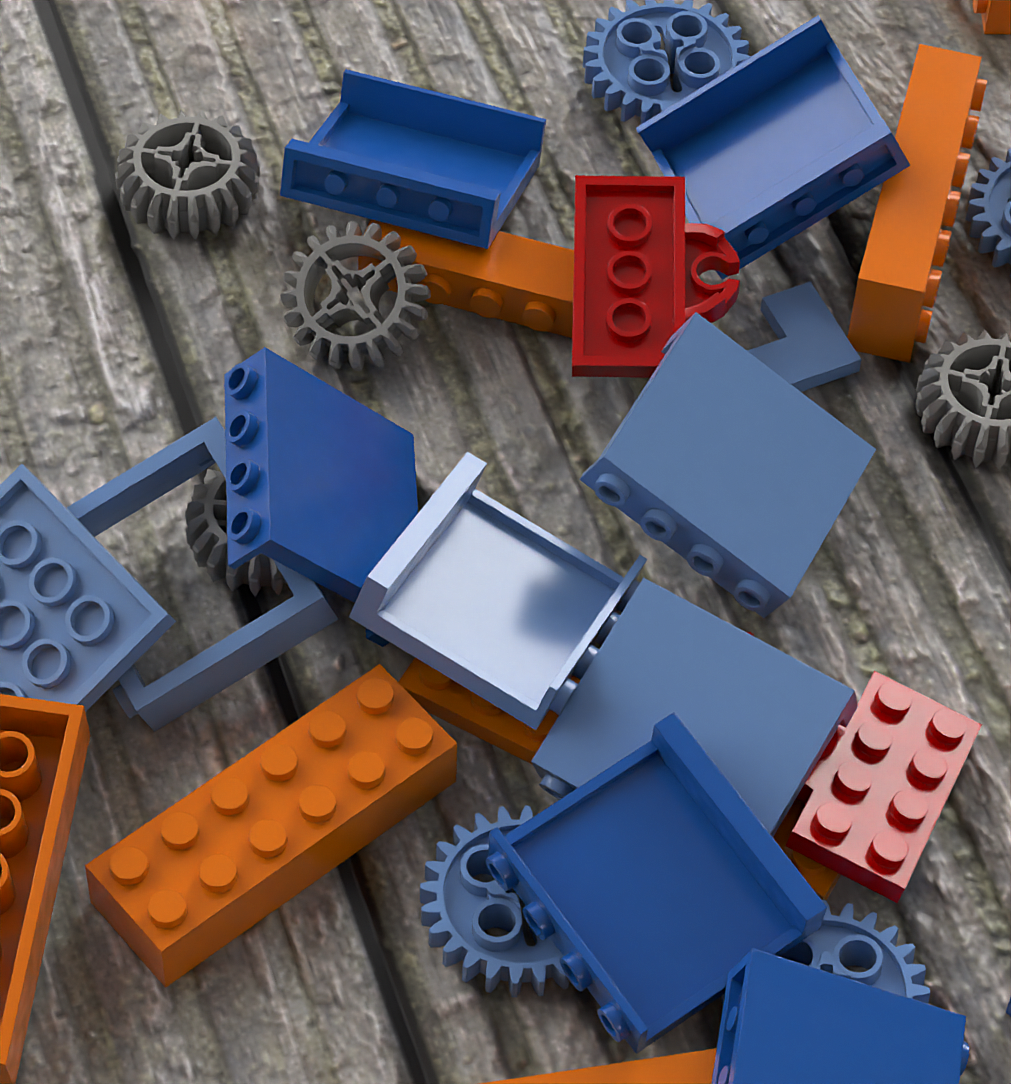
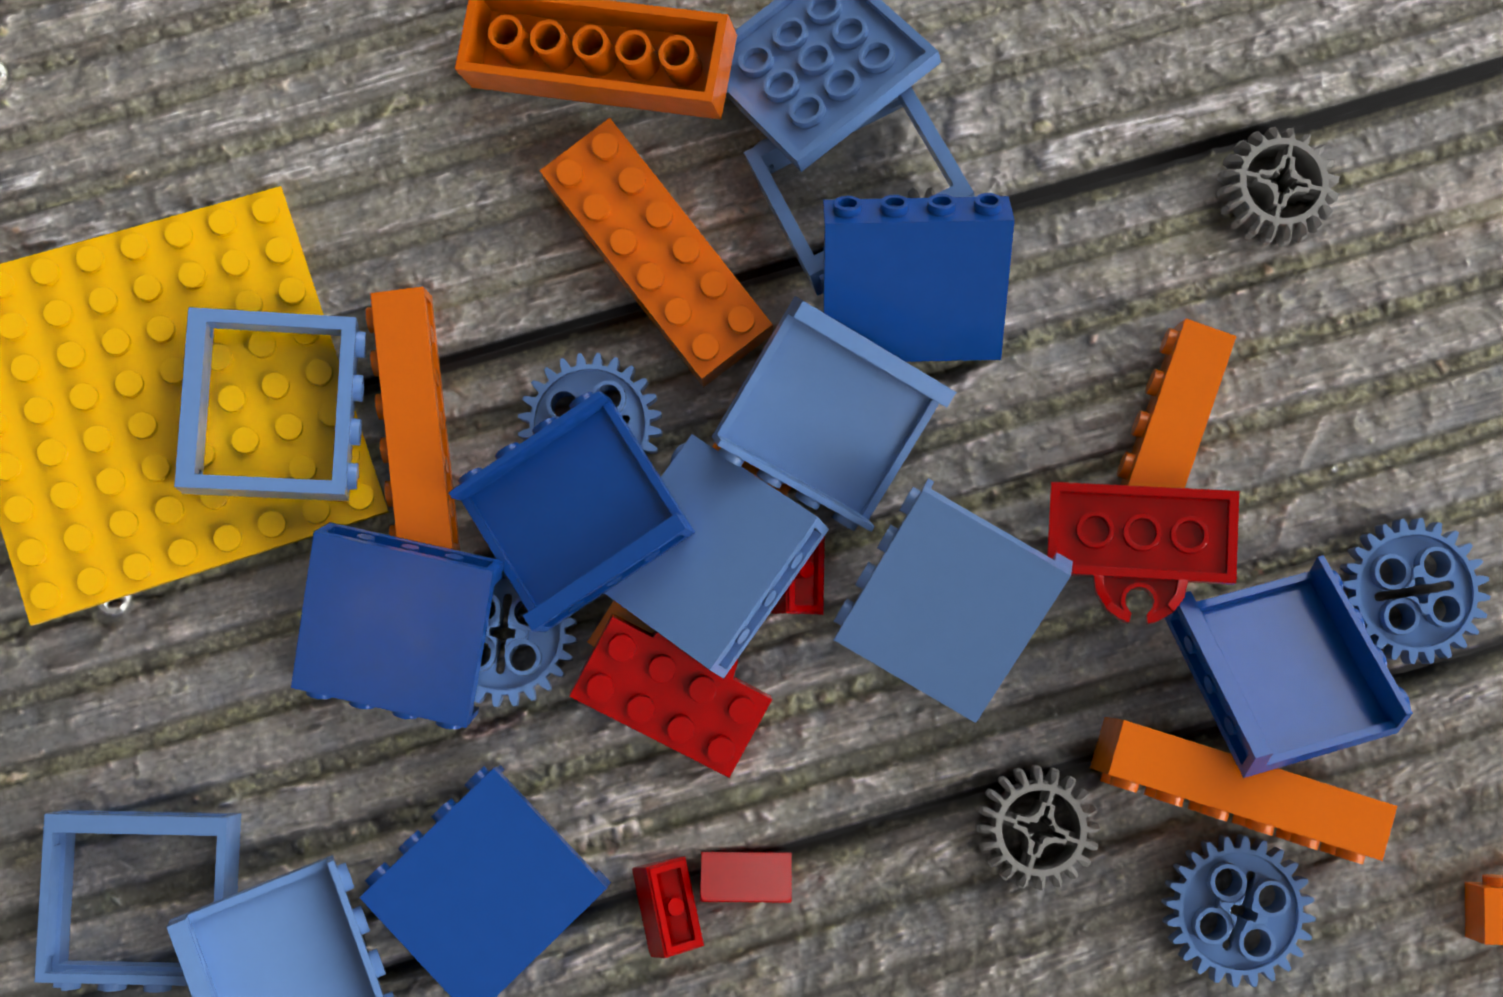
camera: 100 degrees right, 30 degrees up
(372, 284) = (1165, 289): light grey gear -> none
(416, 160) = (1280, 368): blue panel -> none
(810, 340) = (1098, 688): medium blue tile -> none

